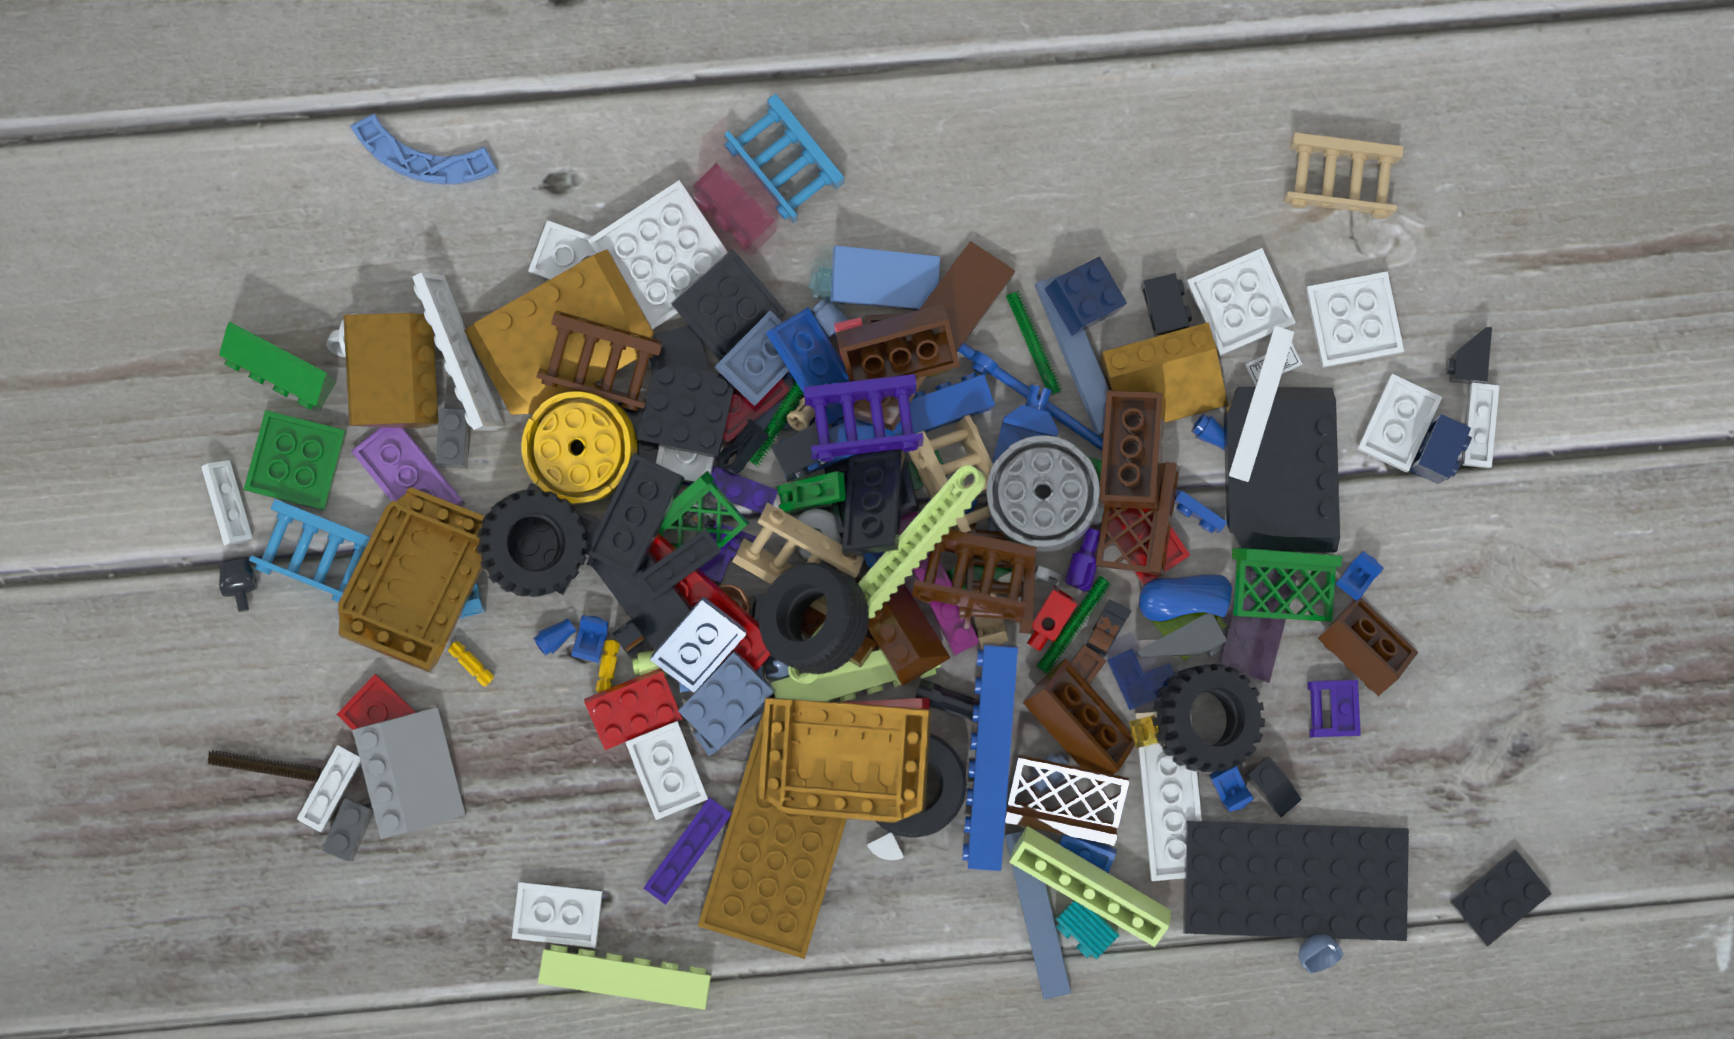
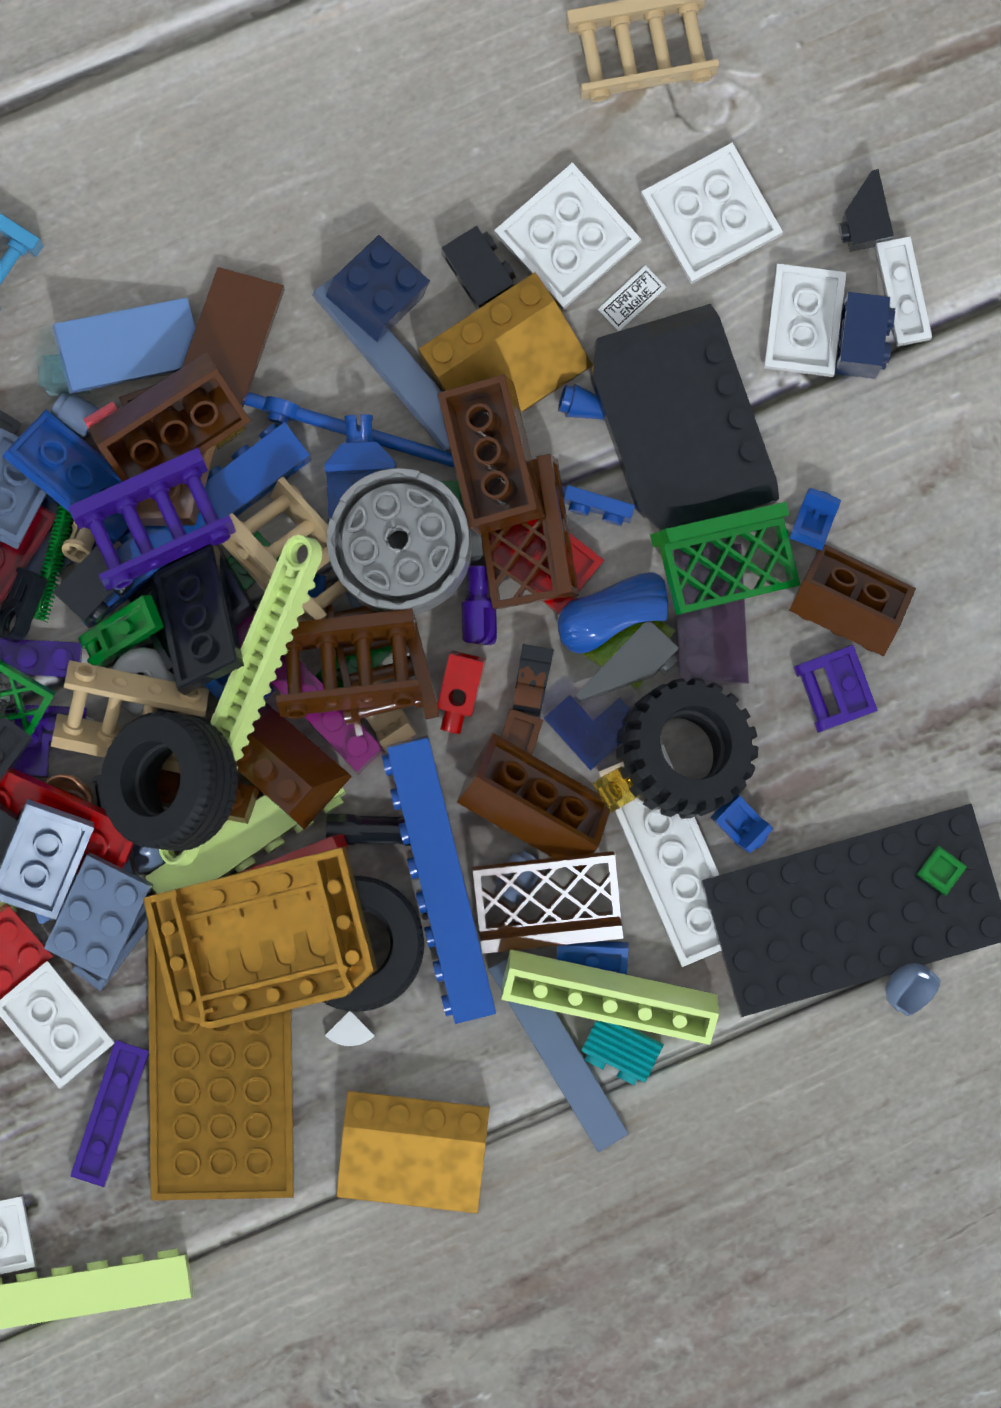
camera: 15 degrees left, 0 degrees up
(905, 953) = (412, 1151): none -> pearl gold slope
(1032, 341) = (333, 366): green axle -> none
(1048, 576) = (441, 640): light grey tile -> none
(1072, 625) = (489, 689): green axle -> none
(1261, 403) = (630, 349): white sticker -> none
(1273, 786) = (793, 805): black slope -> none
(1370, 872) = (941, 870): none -> green tile

